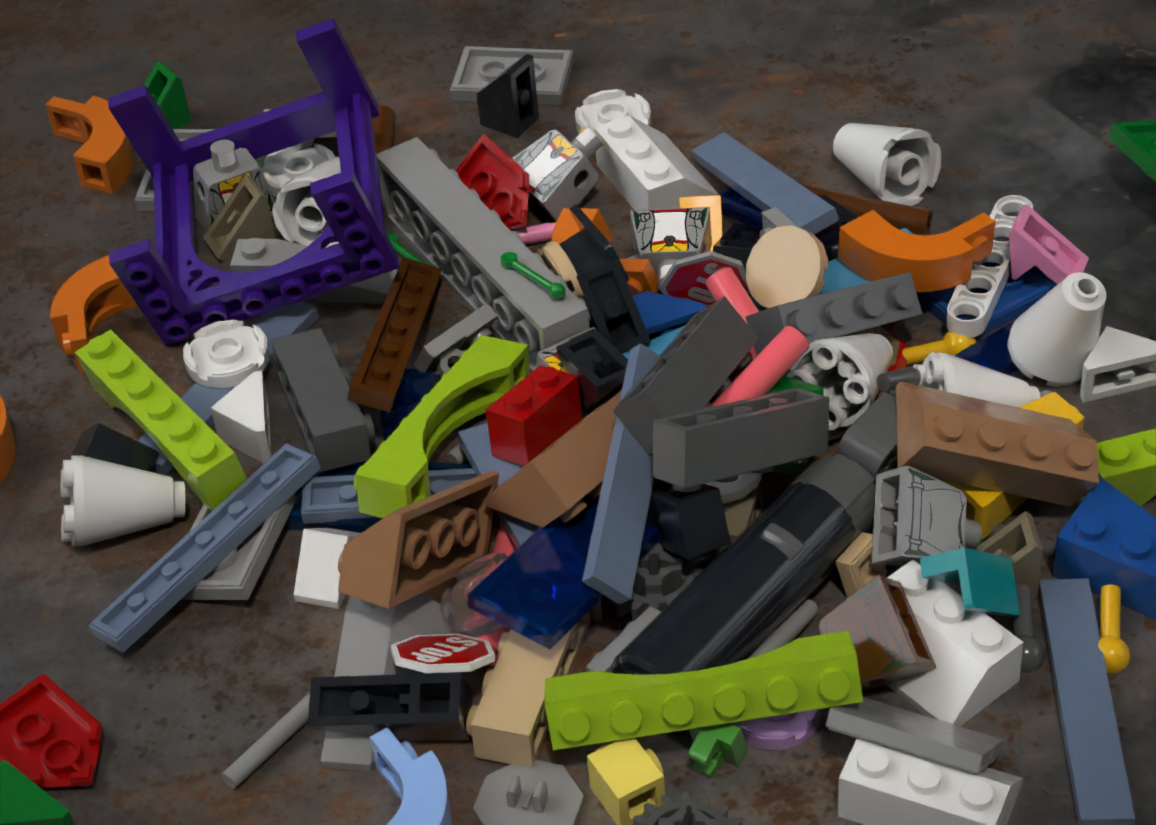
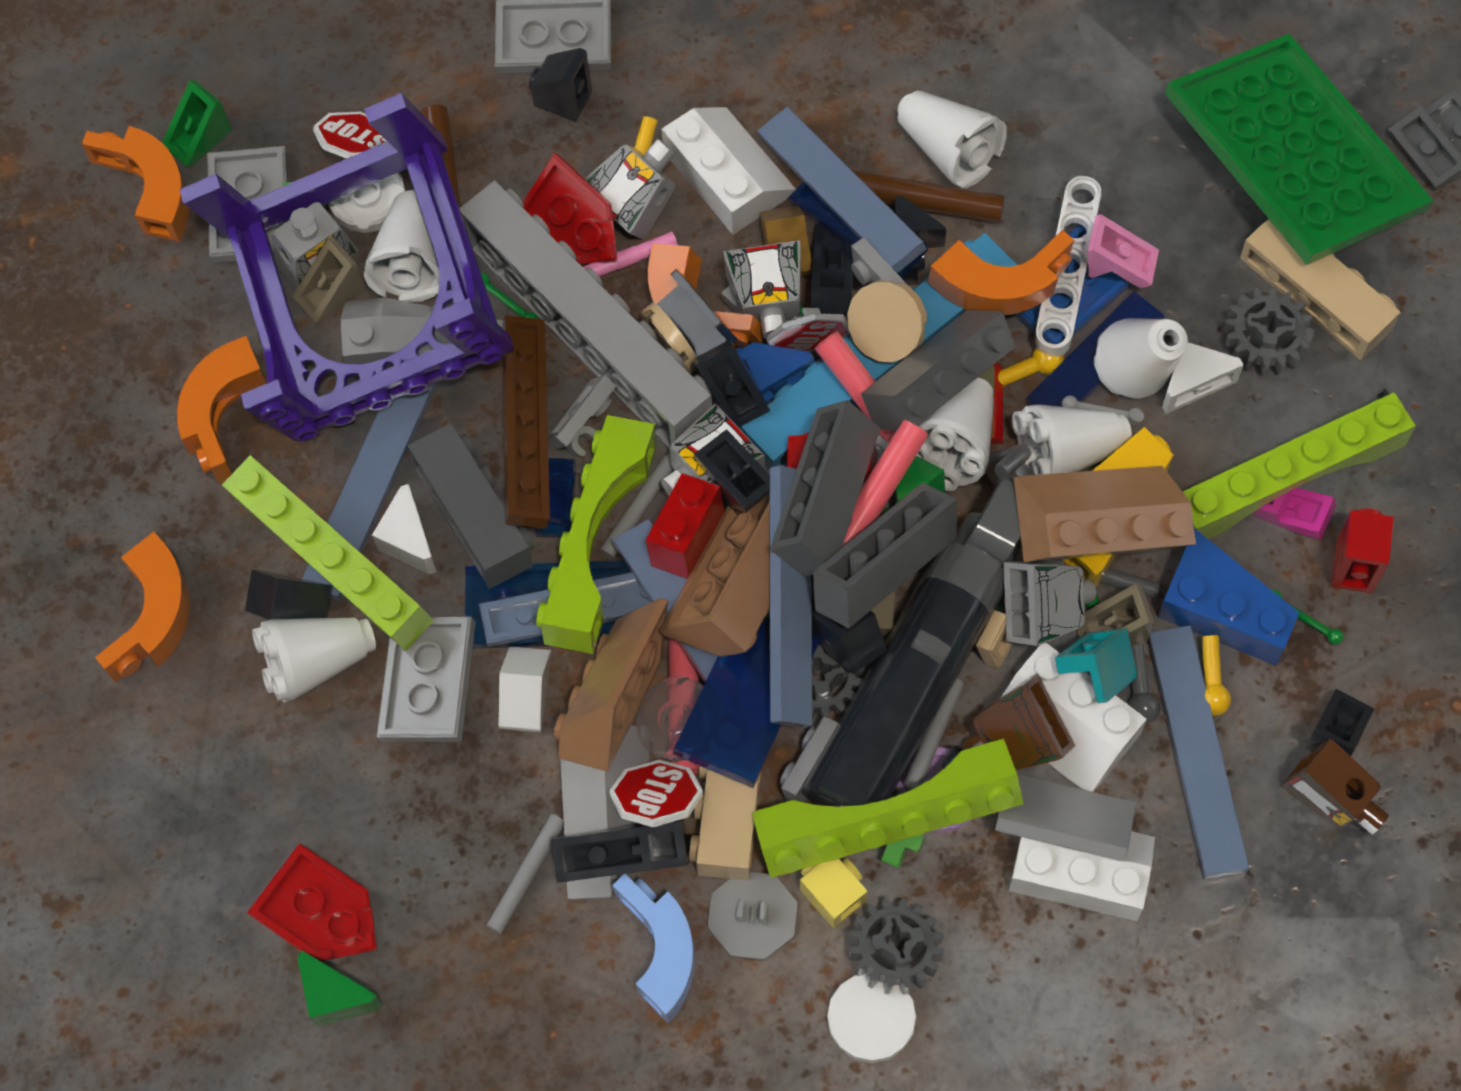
camera: 10 degrees left, 25 degrees up
(204, 548) = (410, 692): sand blue tile -> none
(226, 353) = (363, 456): white tile -> none
(510, 260) = (625, 345): green hinge -> none
(609, 105) = (668, 86): white tile -> none

